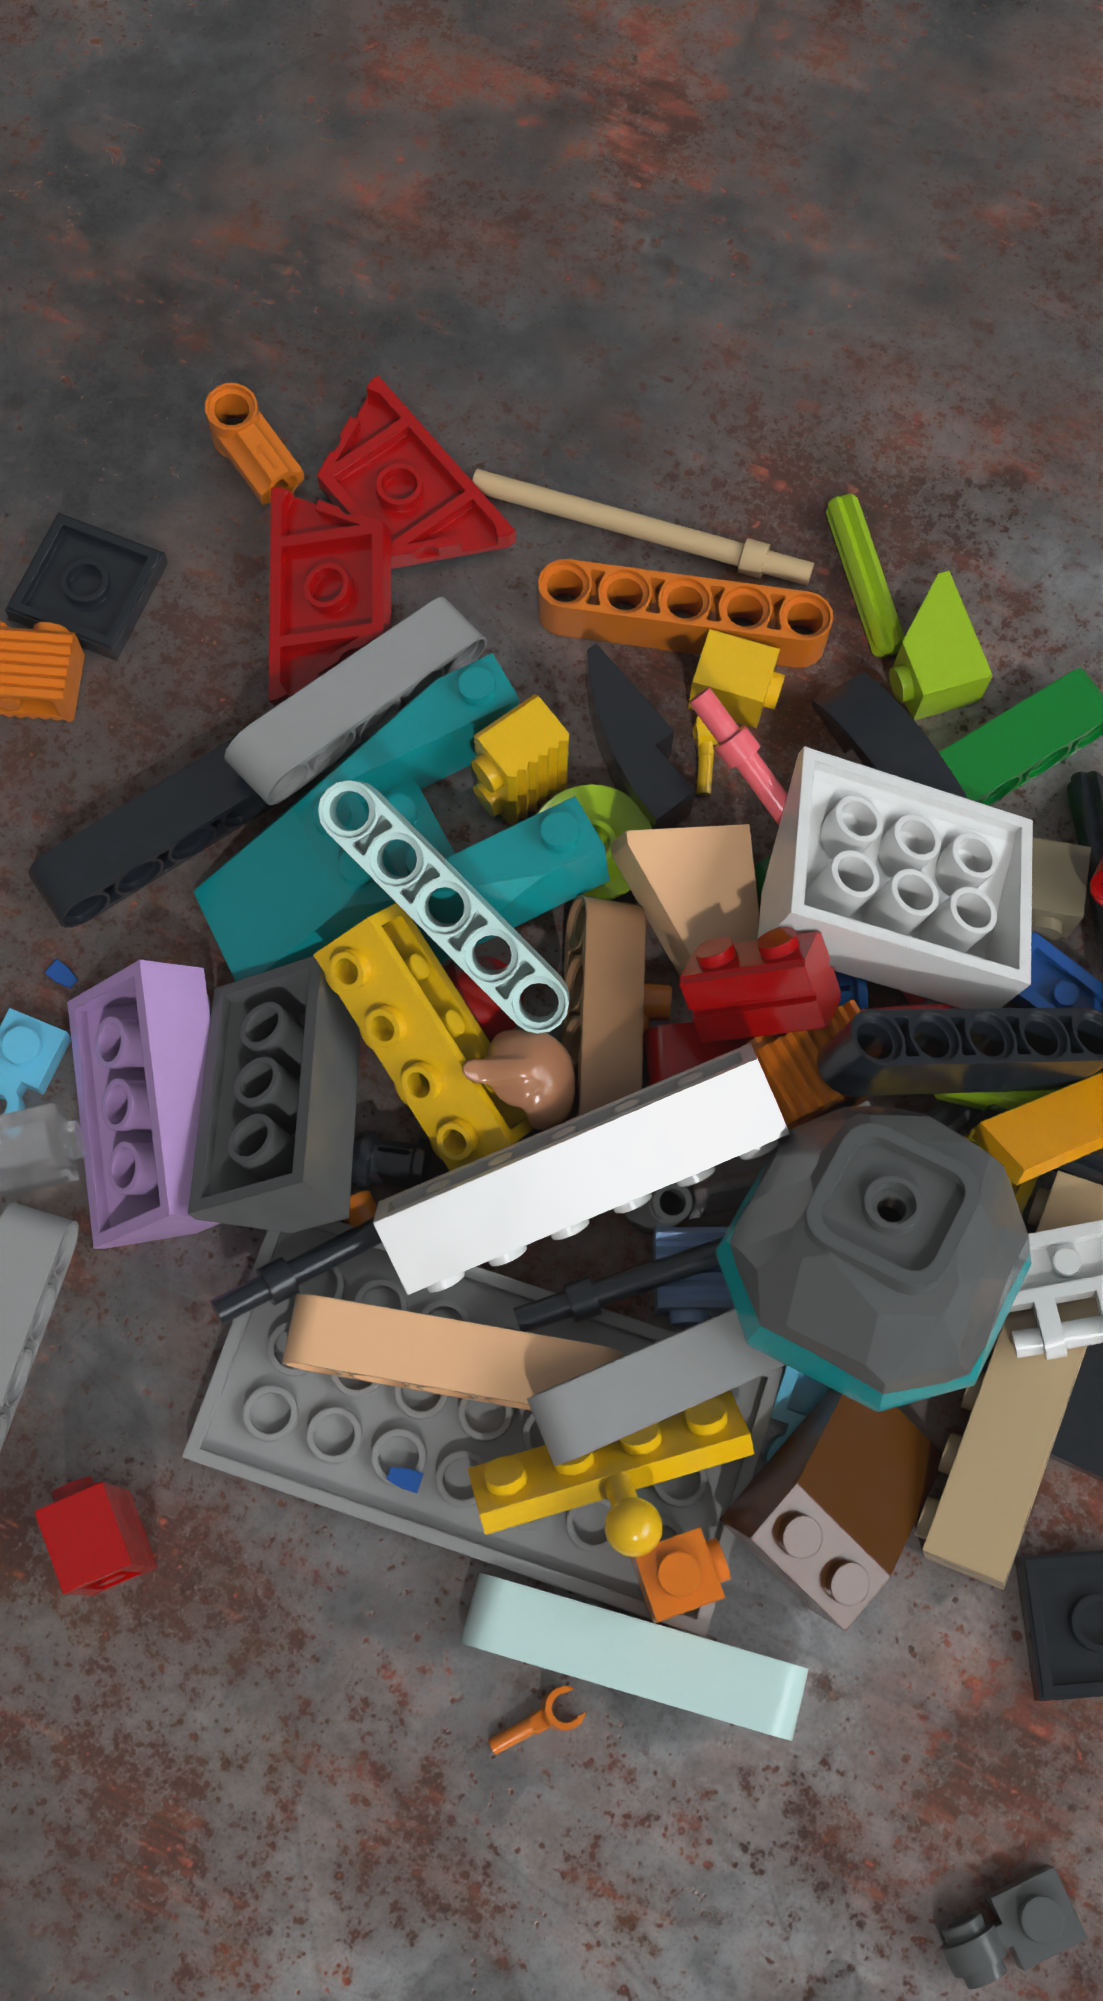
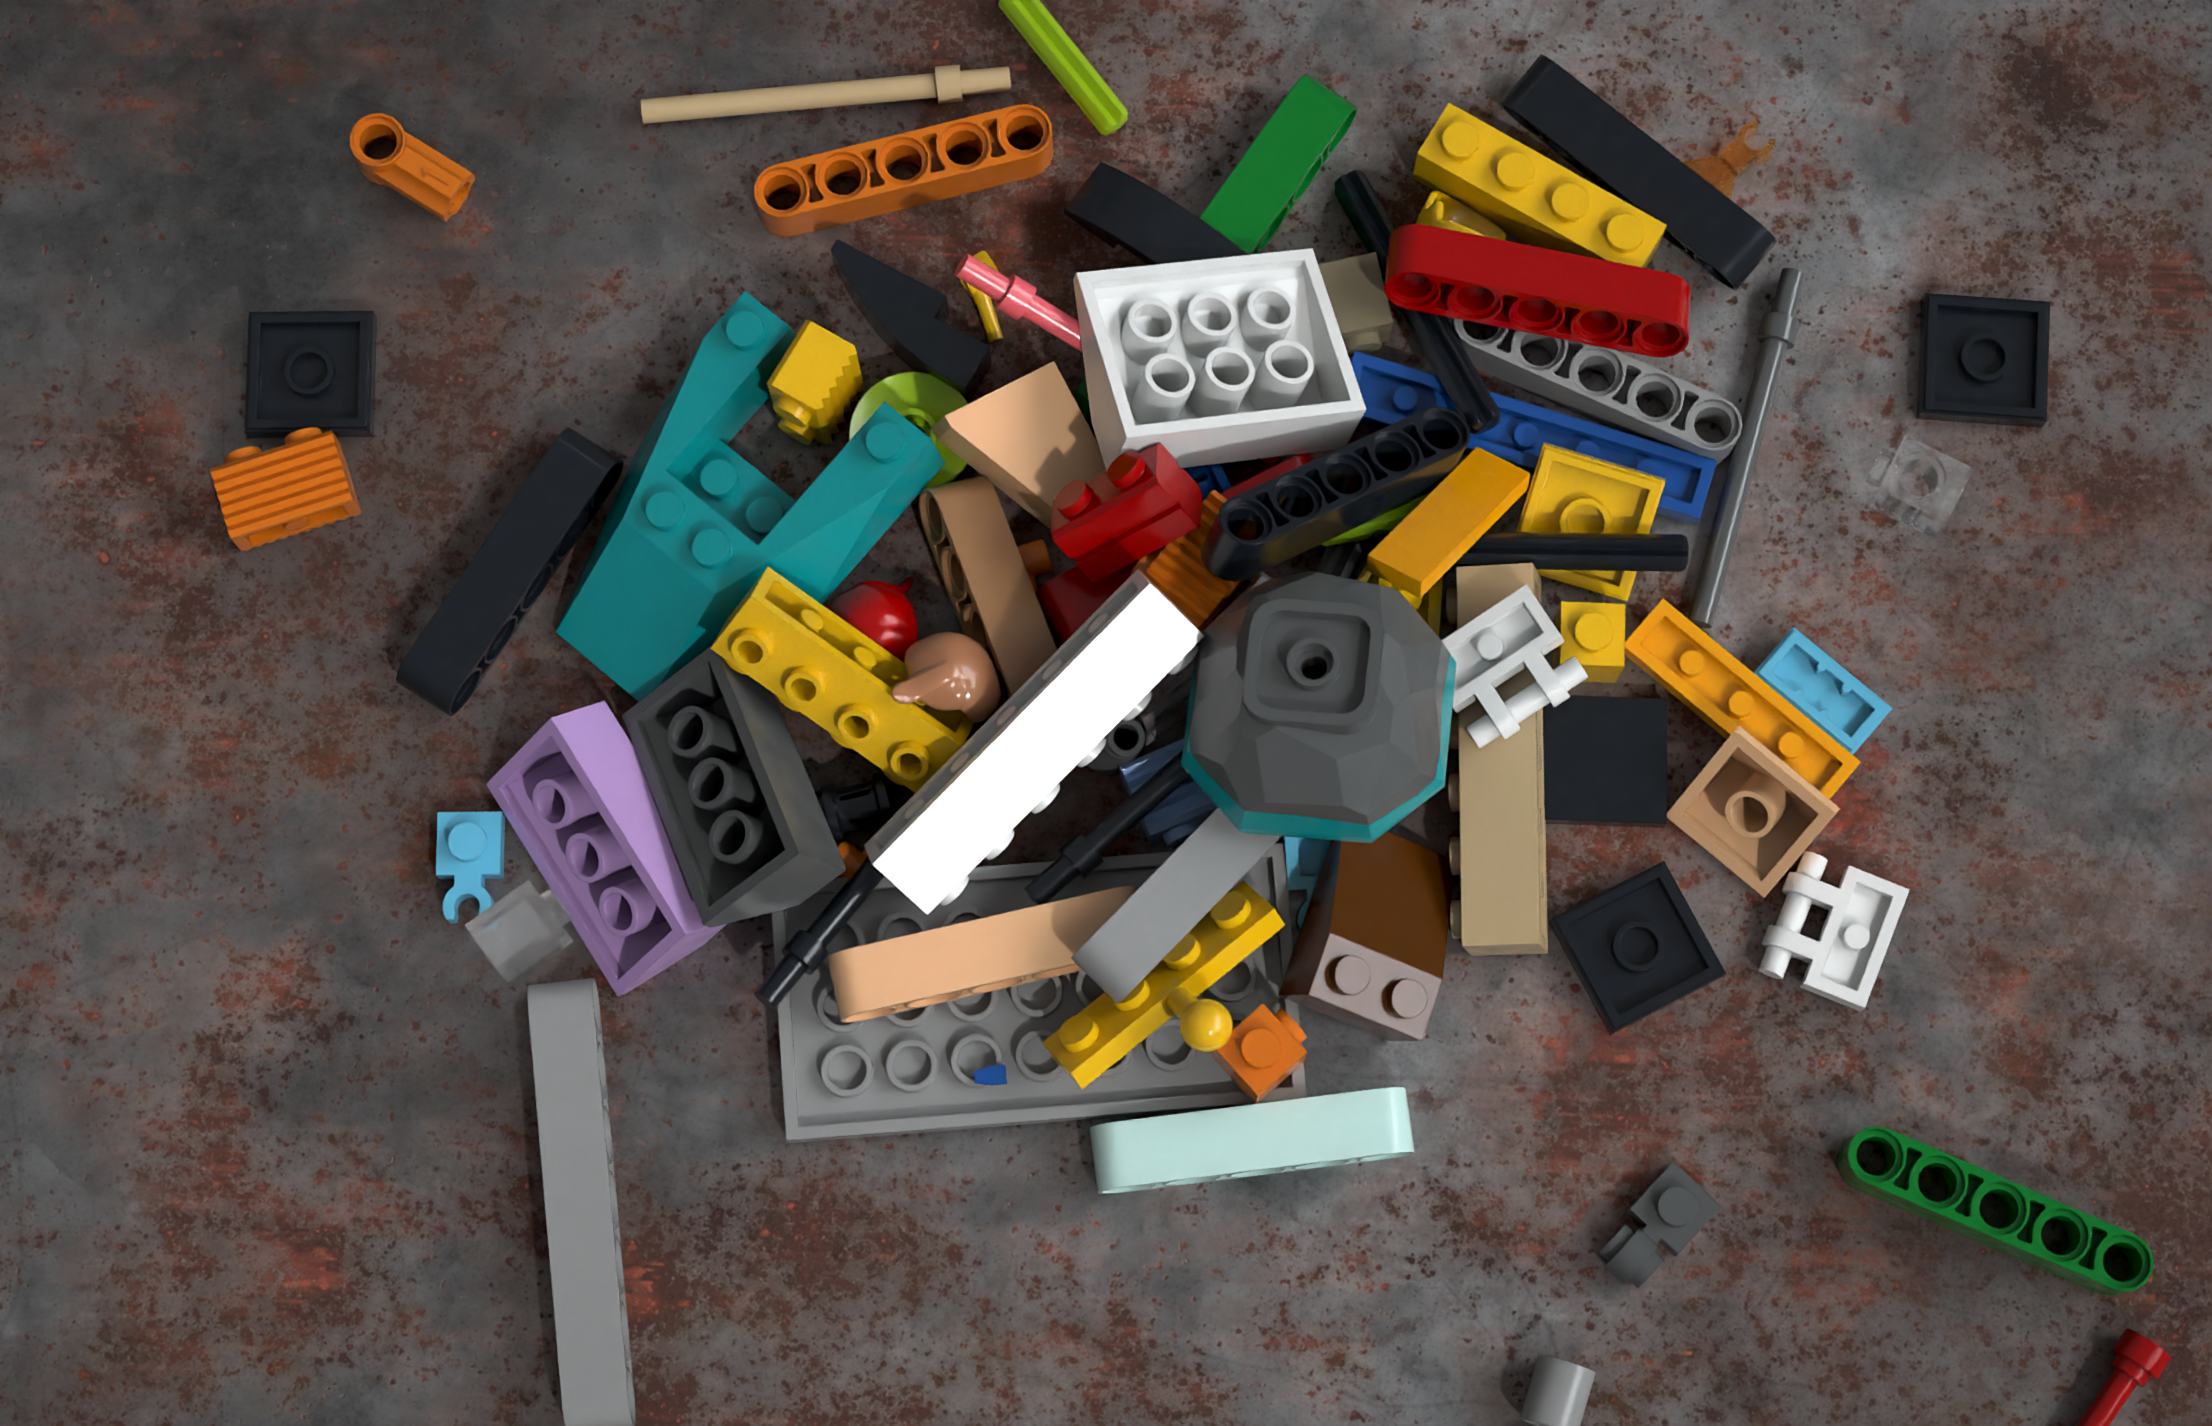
camera: 20 degrees left, 5 degrees up
(61, 974) = (467, 761): blue piece -> none
(94, 1537) = (745, 1234): red brick -> none
(324, 589) = (550, 289): red wing -> none
(352, 701) = (634, 386): light grey beam -> none
(408, 481) = (579, 148): red wing -> none
(413, 896) = (836, 577): light aqua beam -> none
(535, 1723) = (1191, 1232): orange hand -> none
(739, 676) = (982, 216): yellow brick -> none
(940, 656) = (1165, 115): lime slope -> none

